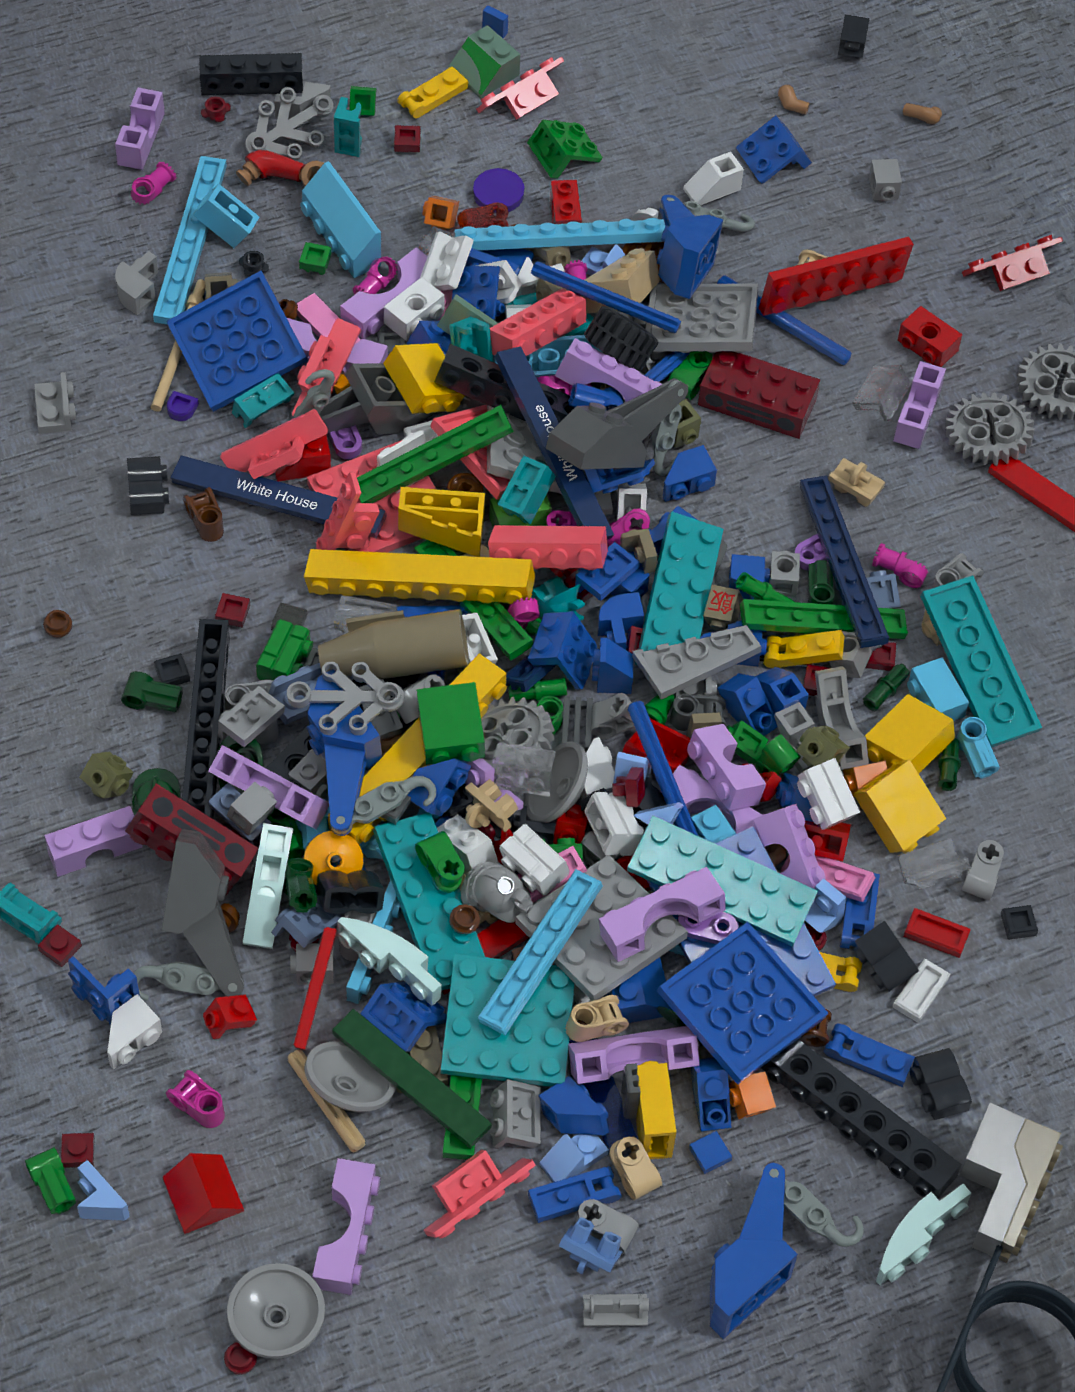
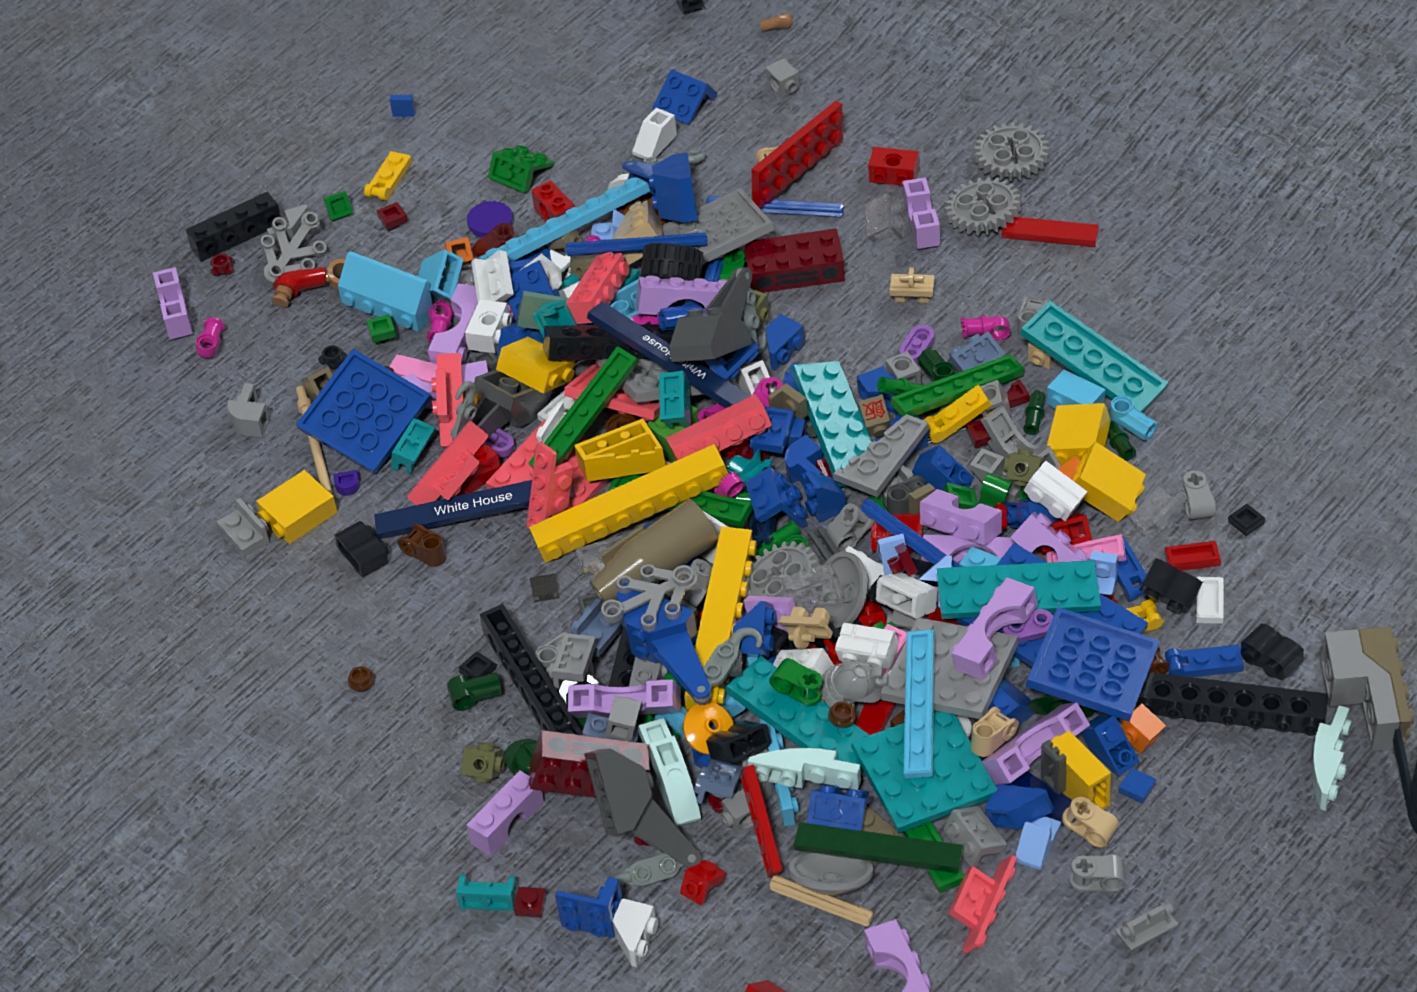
camera: 20 degrees left, 10 degrees down
(114, 408) = (296, 507): none -> yellow brick
(188, 243) = (269, 363): medium azure plate -> none
(194, 1095) = (721, 949): dark pink piece -> none
(226, 215) = (290, 330): medium azure brick -> none
(233, 609) = (495, 597): dark red plate -> none
(284, 651) = (558, 608): green brick -> none
(300, 884) = (699, 756): dark green piece -> none
(347, 129) = (343, 227): teal hinge -> none
(403, 229) = (442, 273): none -> medium azure torso
(451, 723) = (737, 581): green brick -> none
(486, 61) = (417, 134): sand green slope -> none
(527, 94) = (465, 141): bracket -> none
(568, 1194) = (1056, 866): blue plate -> none
(589, 1250) = (1100, 895): medium blue hips -> none
(759, 1259) = (1229, 828): blue slope -> none
(782, 689) = (963, 447): blue slope -> none
(790, 102) = (670, 59): medium nougat arm -> none
(844, 562) = (944, 341): dark blue tile -> none
(1019, 267) = (924, 91): bracket -> none

